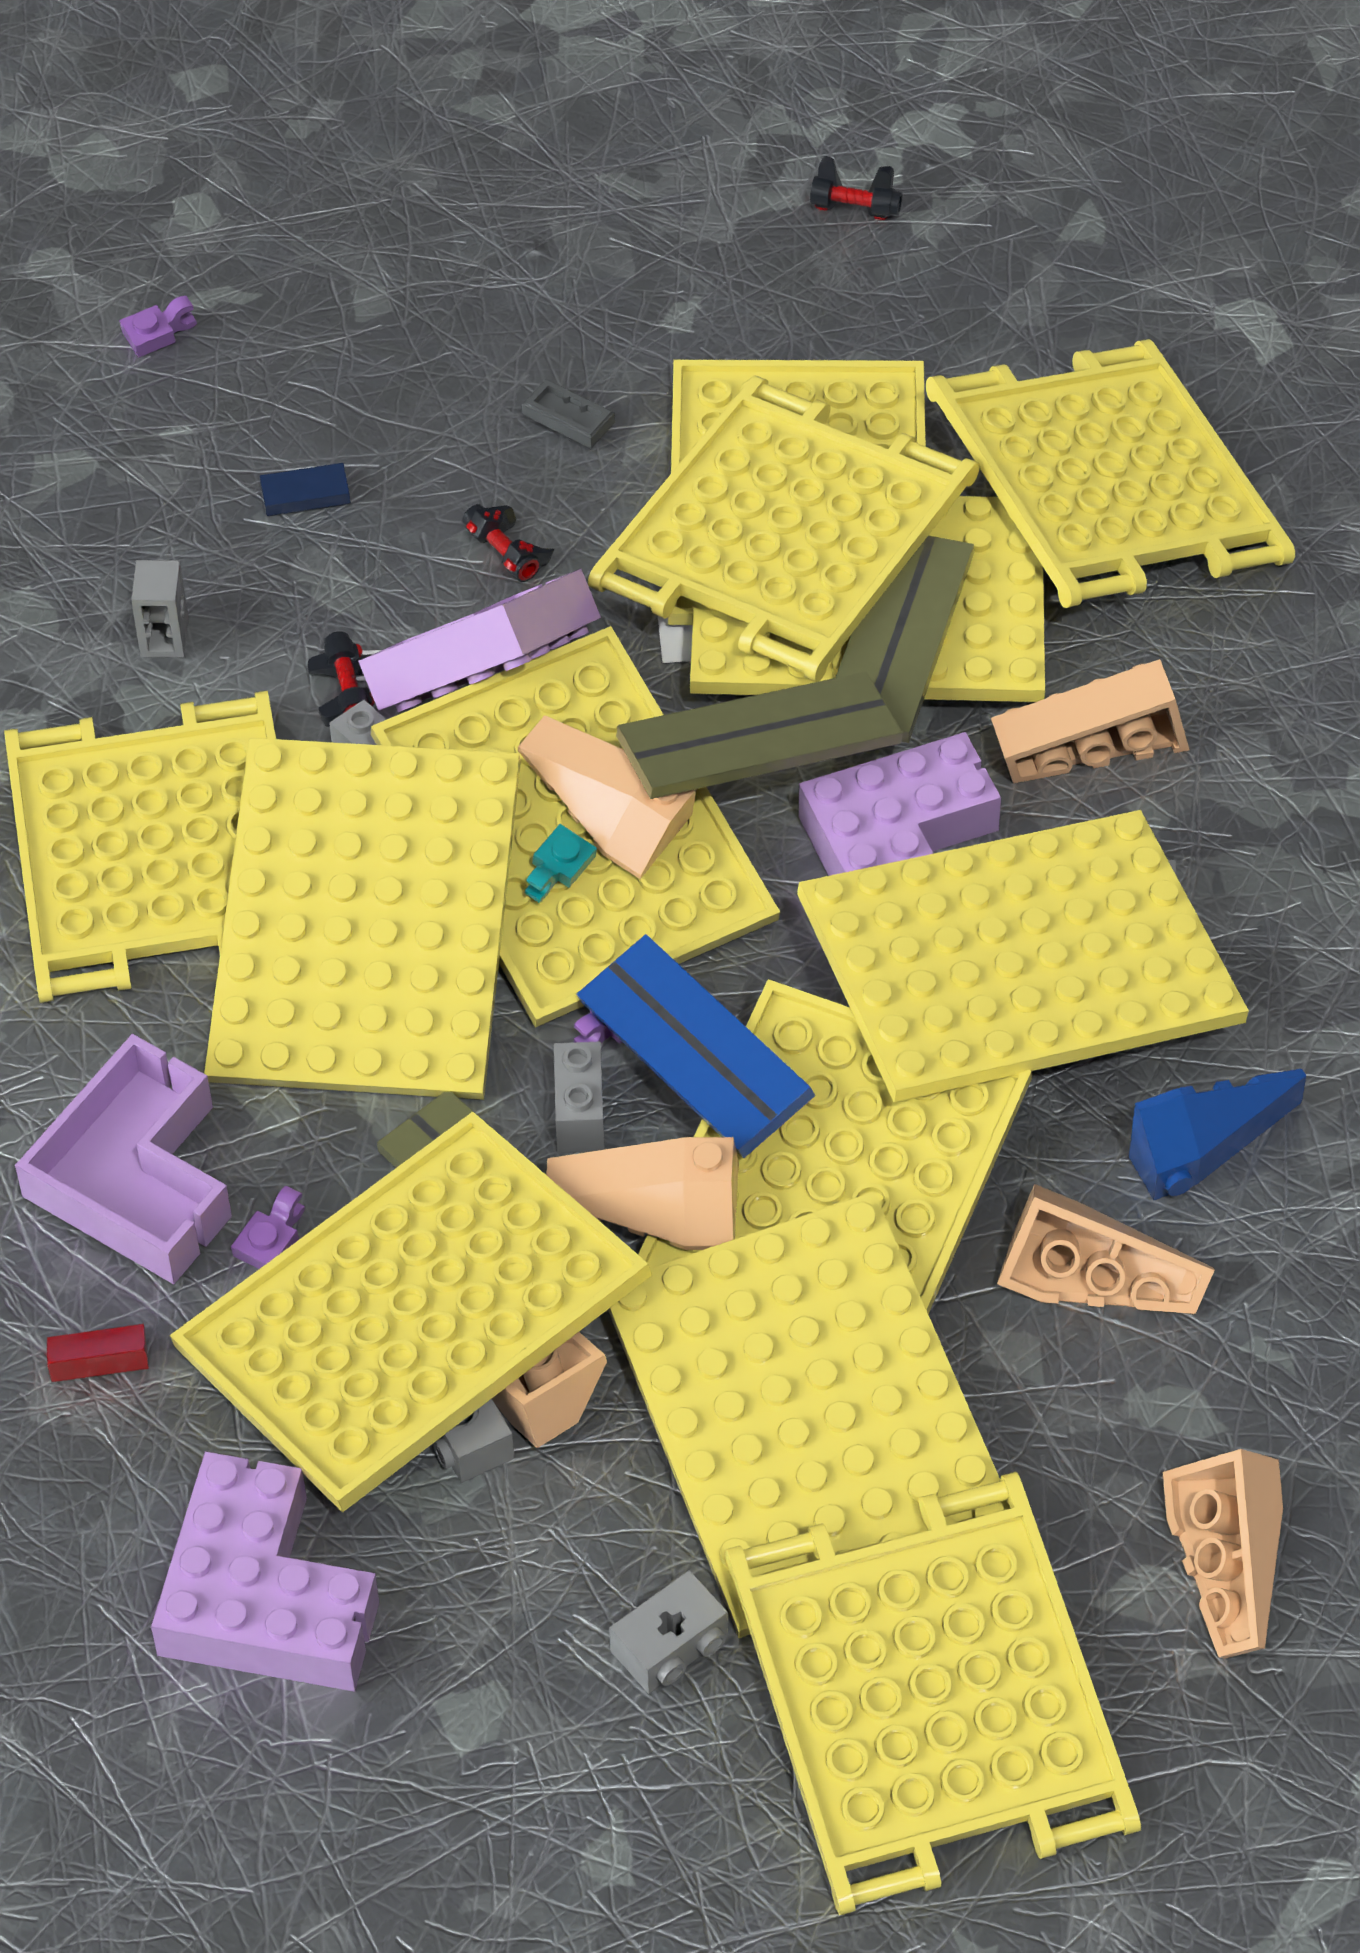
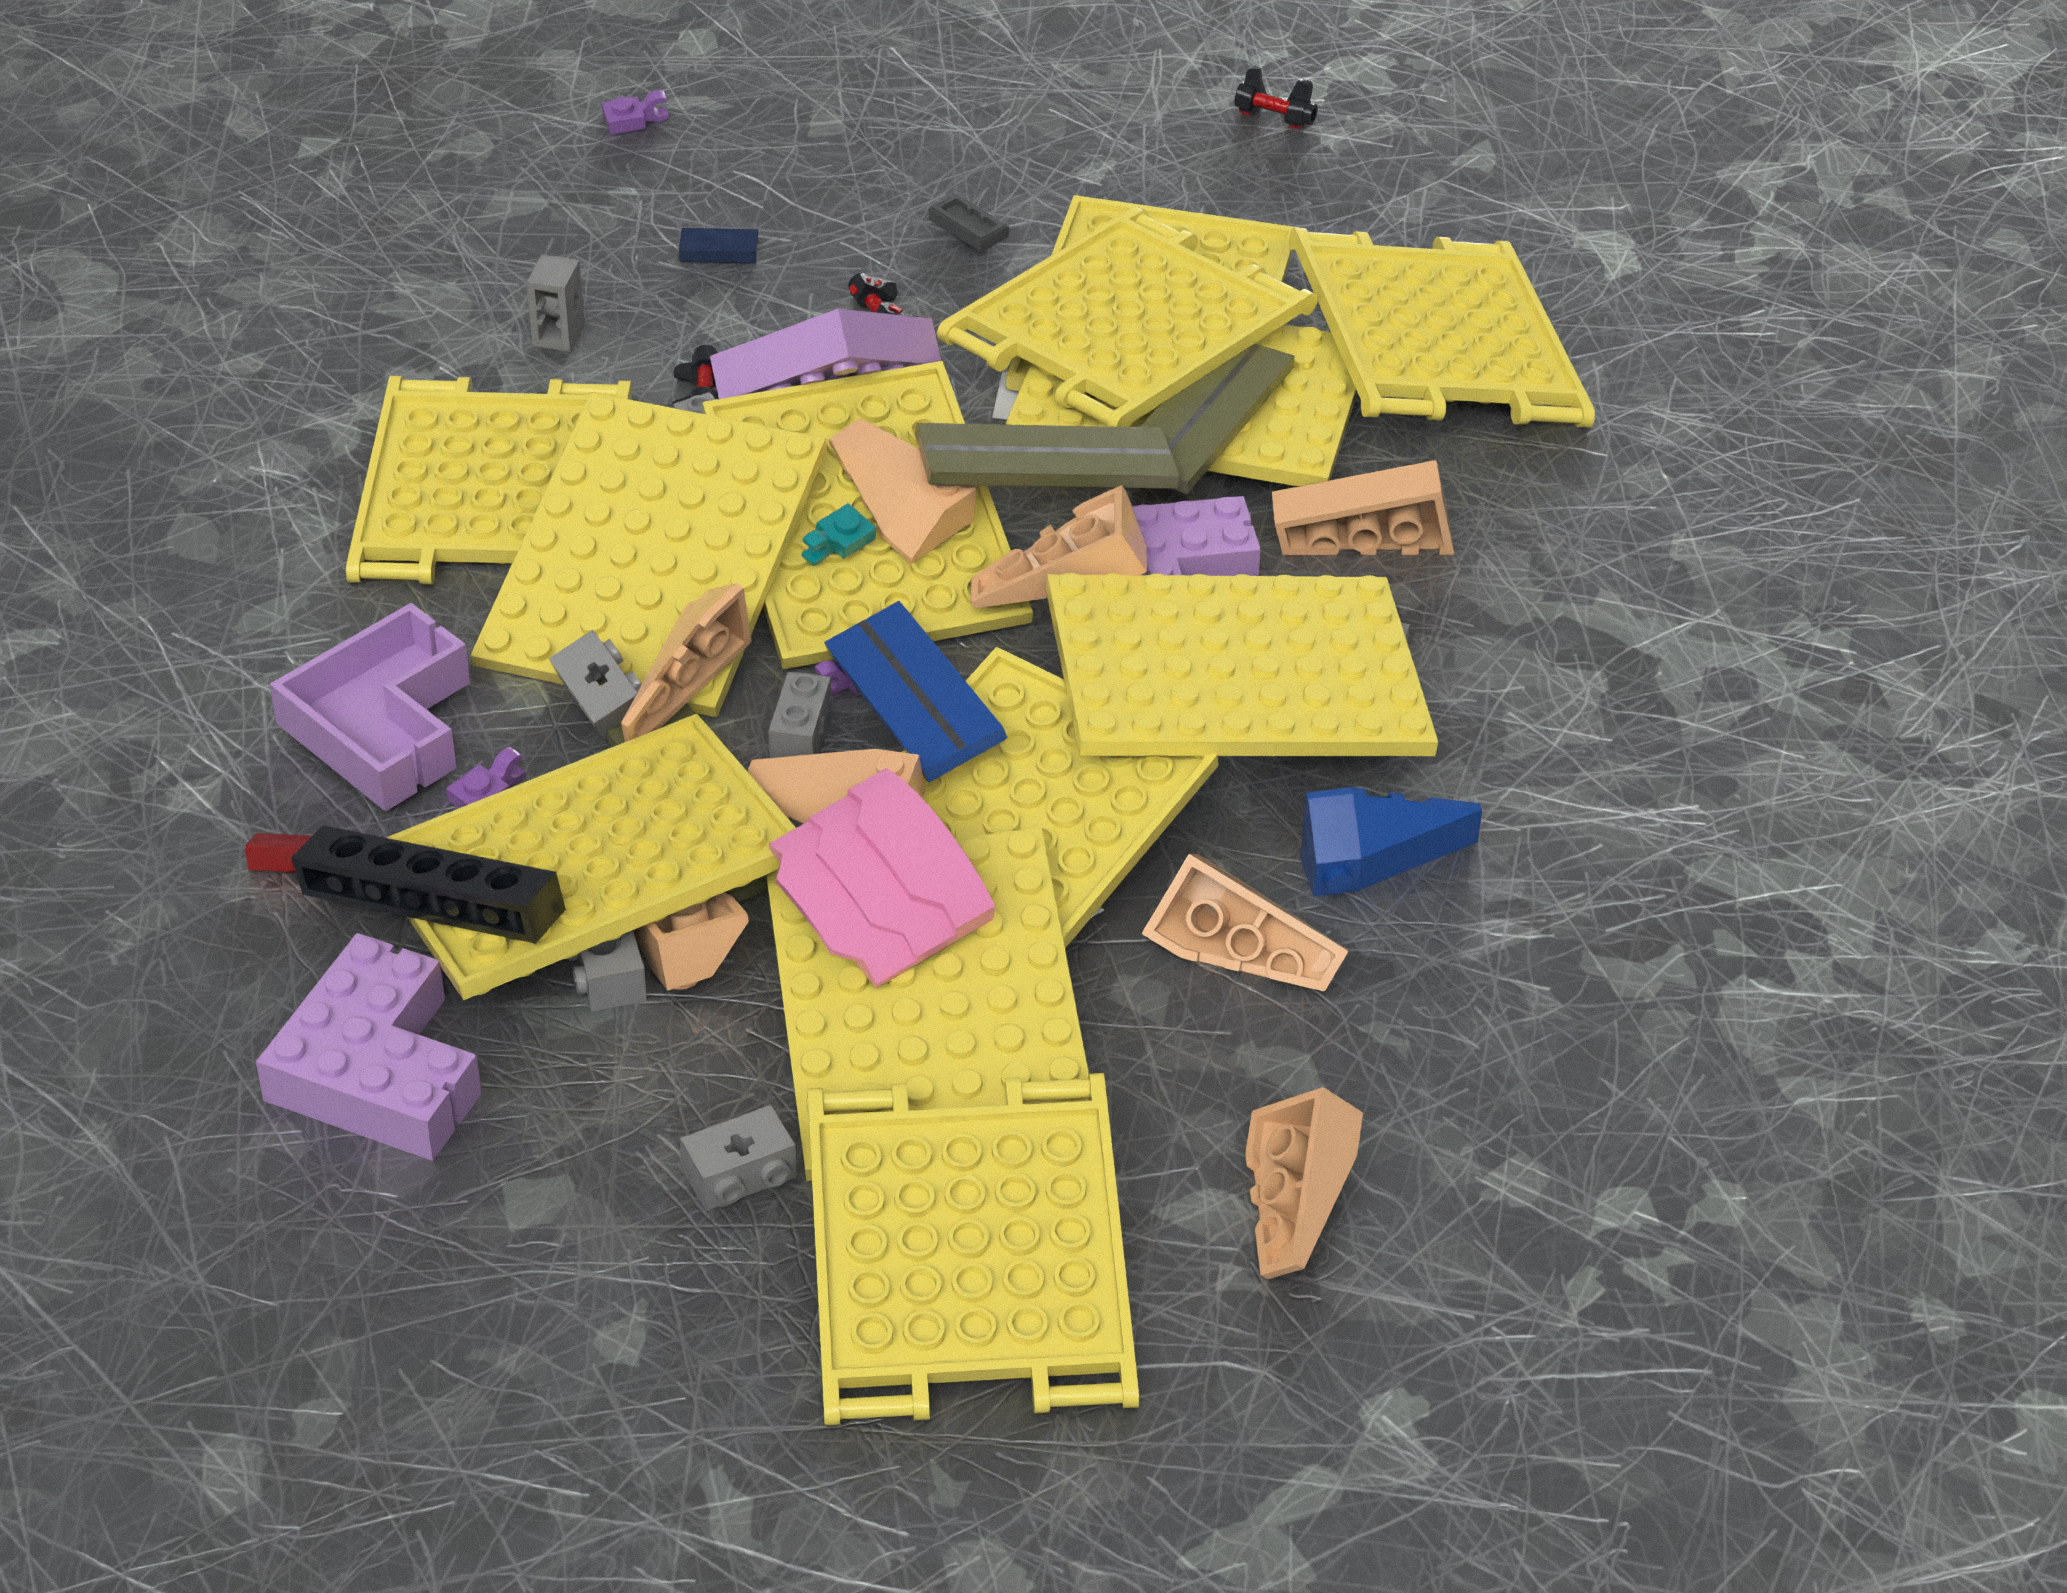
camera: 10 degrees right, 10 degrees down
(266, 1383) = (429, 884): none -> black brick
(336, 1075) = (589, 663): none -> light grey brick
(456, 1029) = (696, 650): none -> light nougat wedge
(734, 1292) = (882, 878): none -> bright pink slope
(829, 835) = (1095, 542): none -> light nougat wedge

